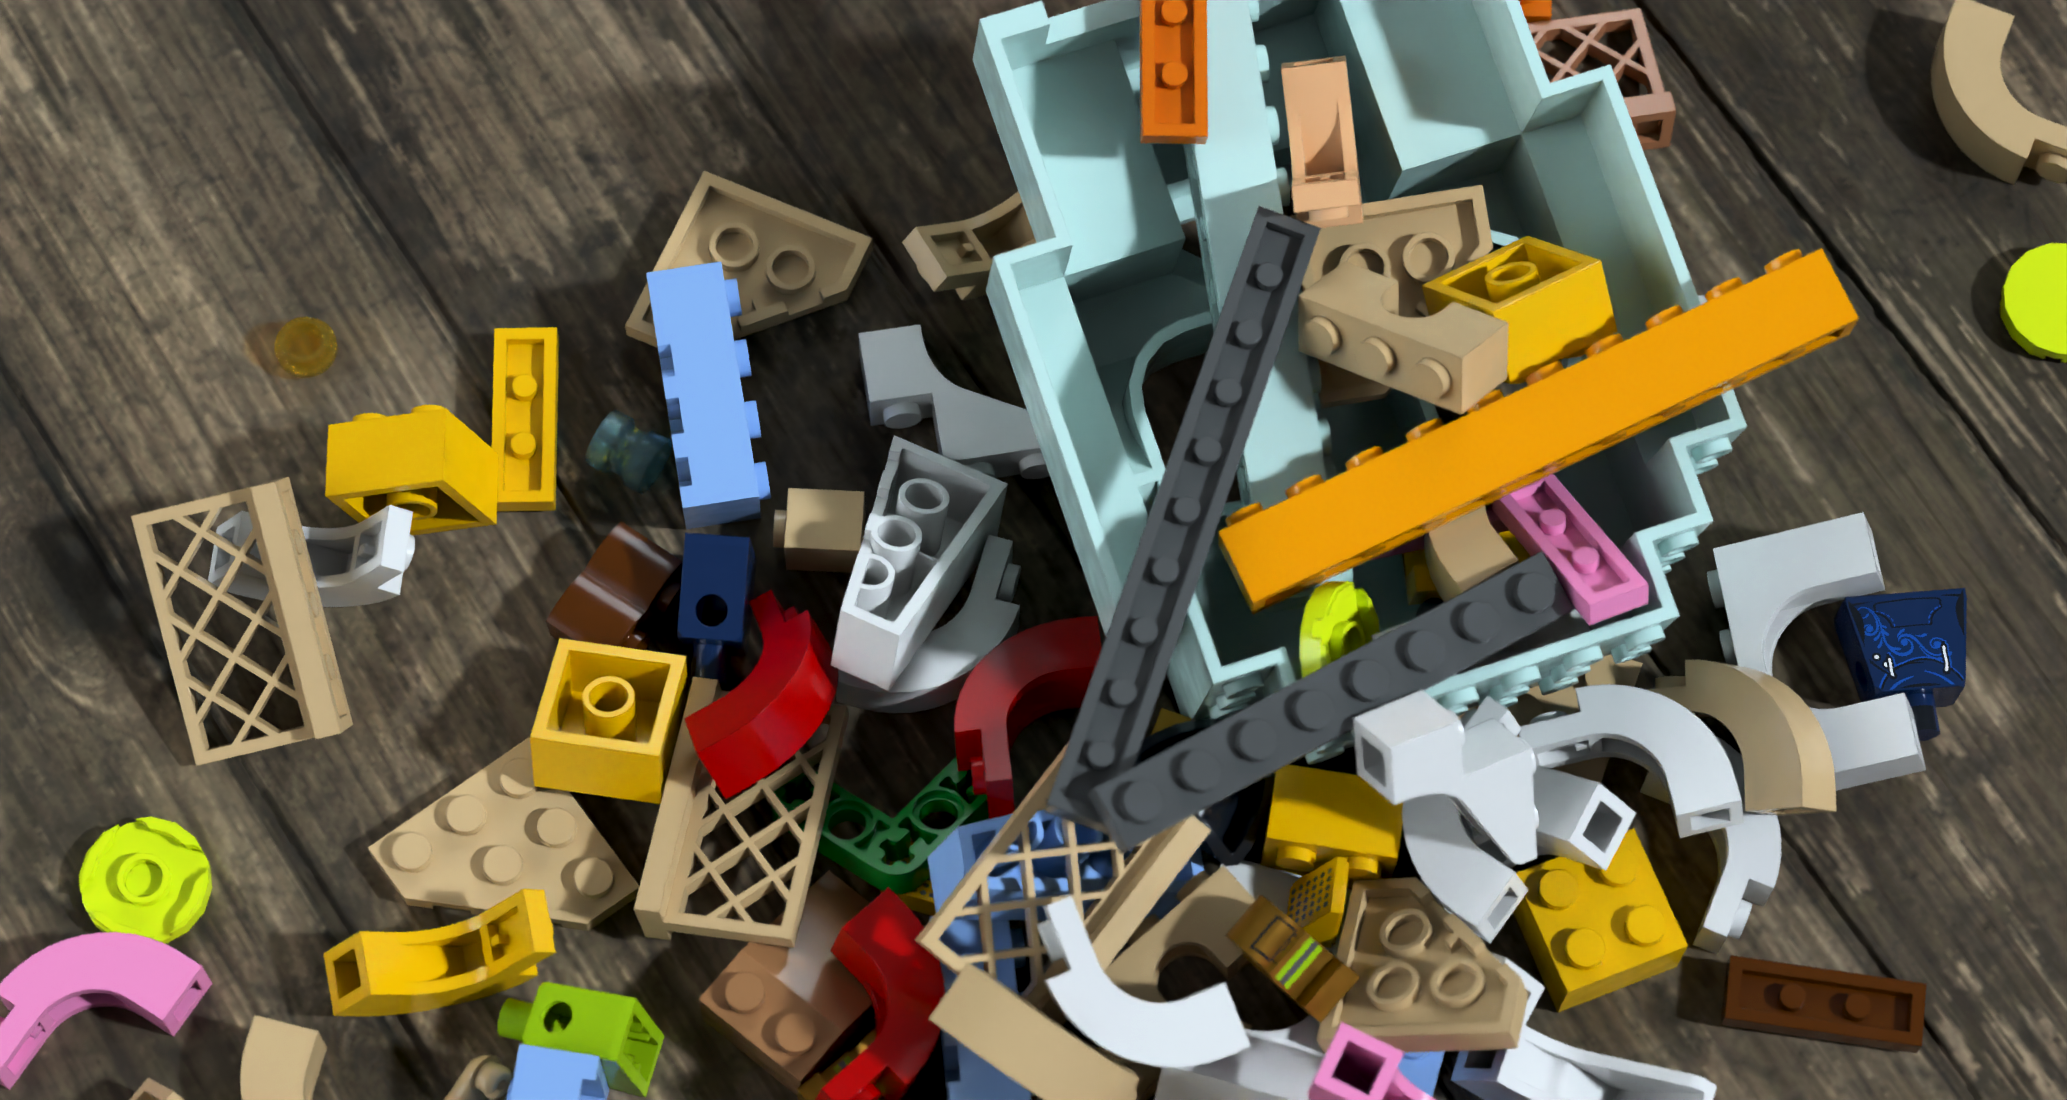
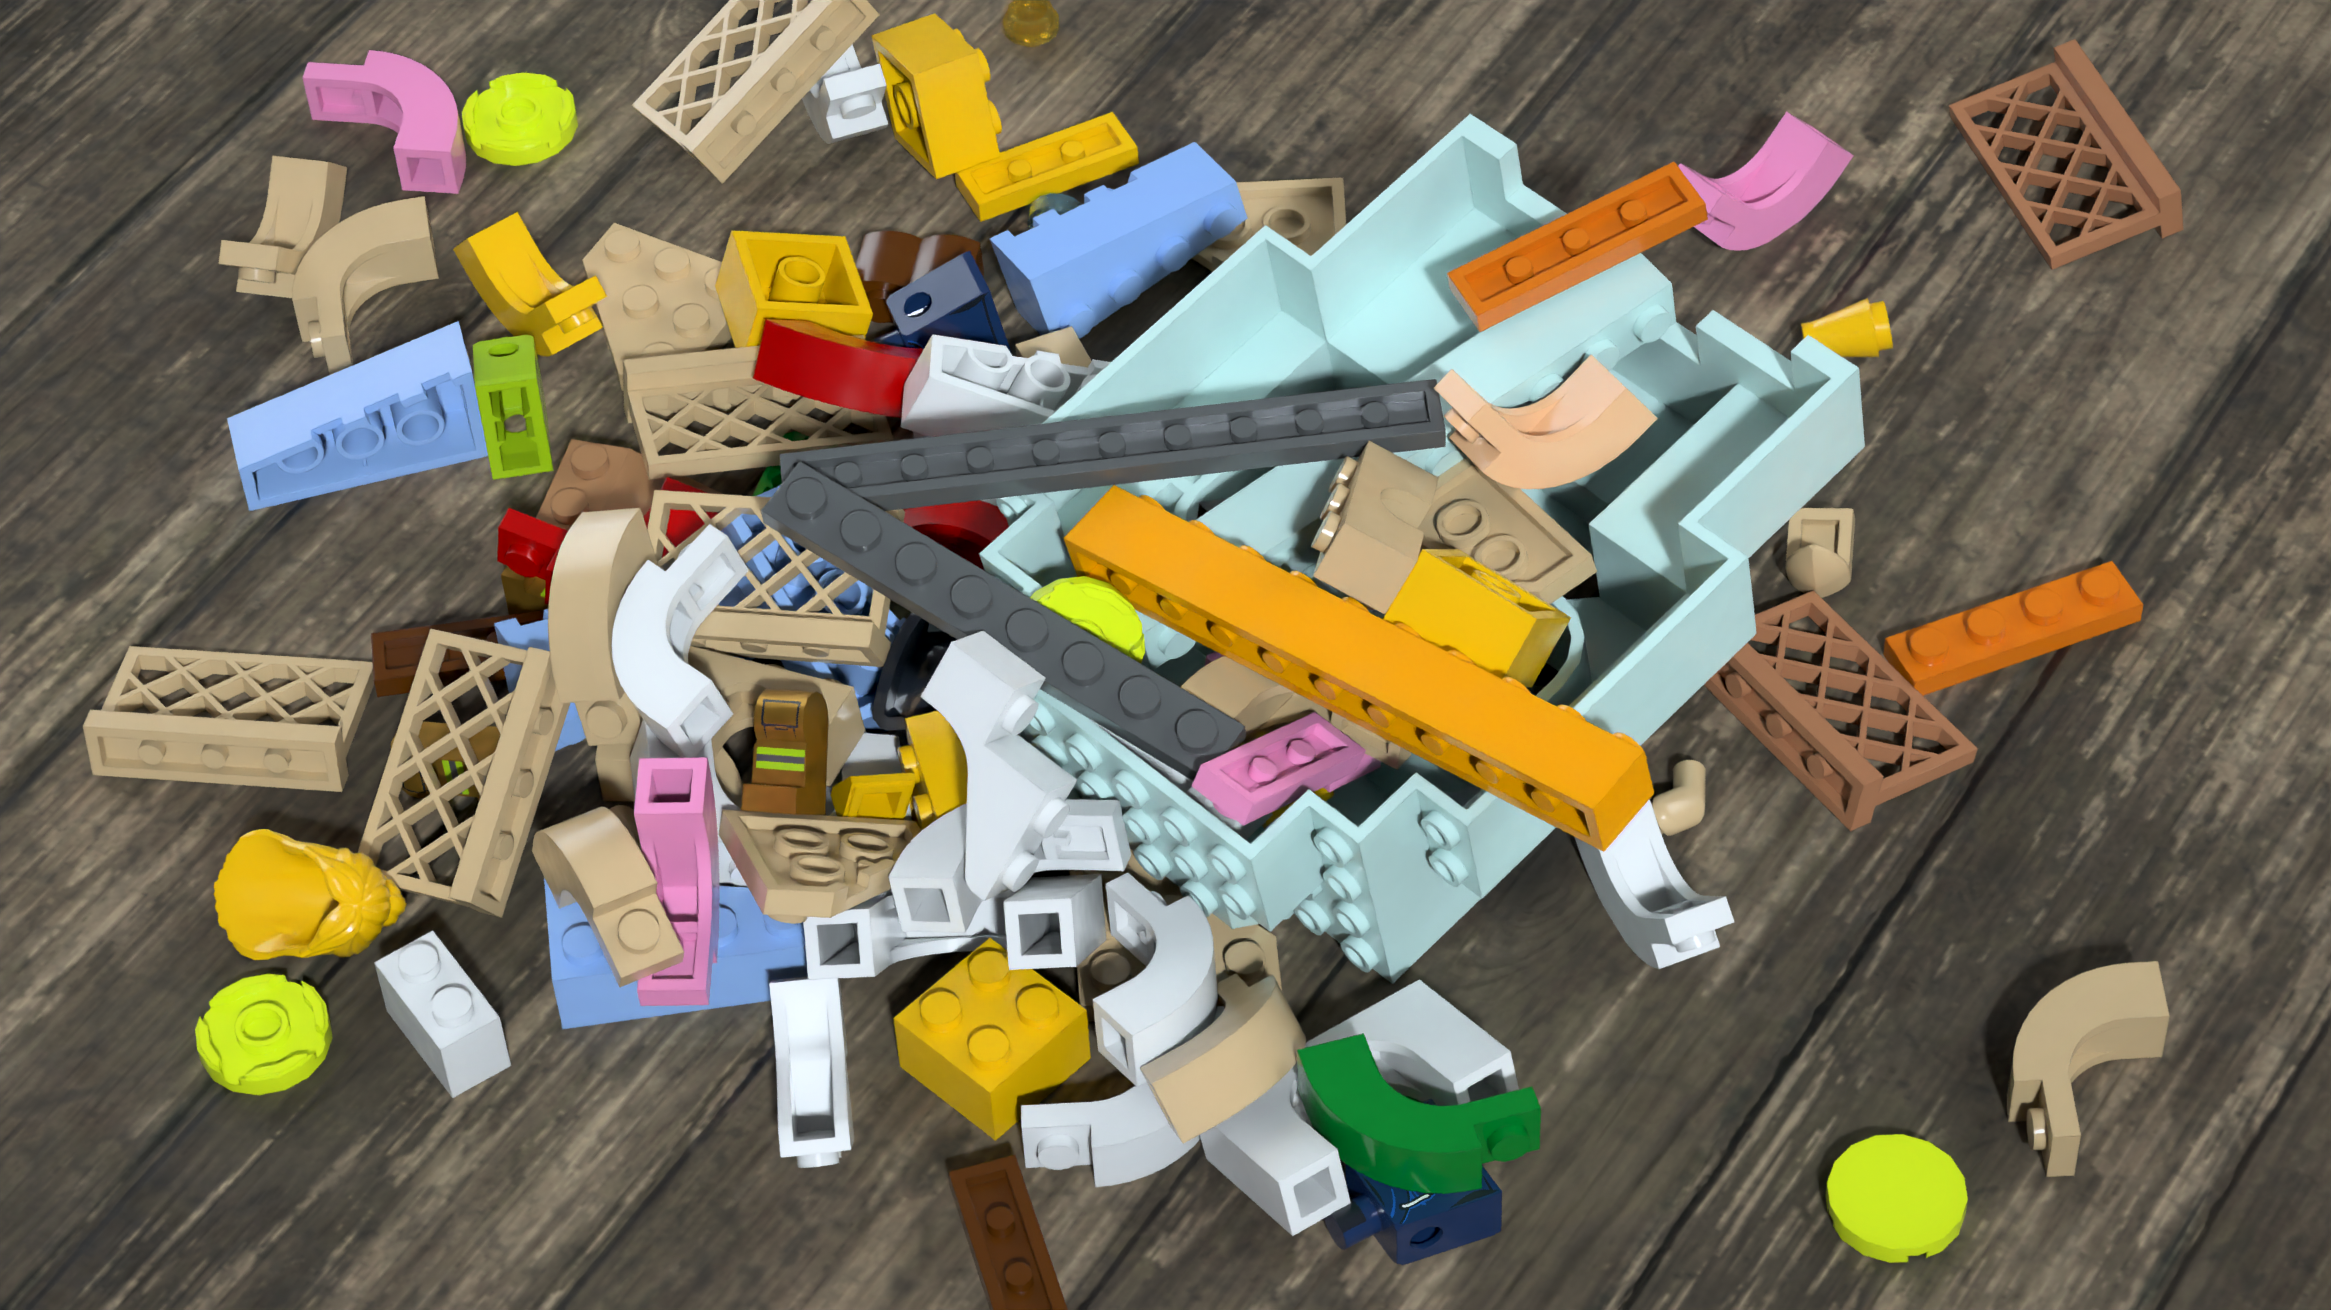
camera: 70 degrees right, 20 degrees down
(1868, 659) = (1406, 1140): none -> green arch

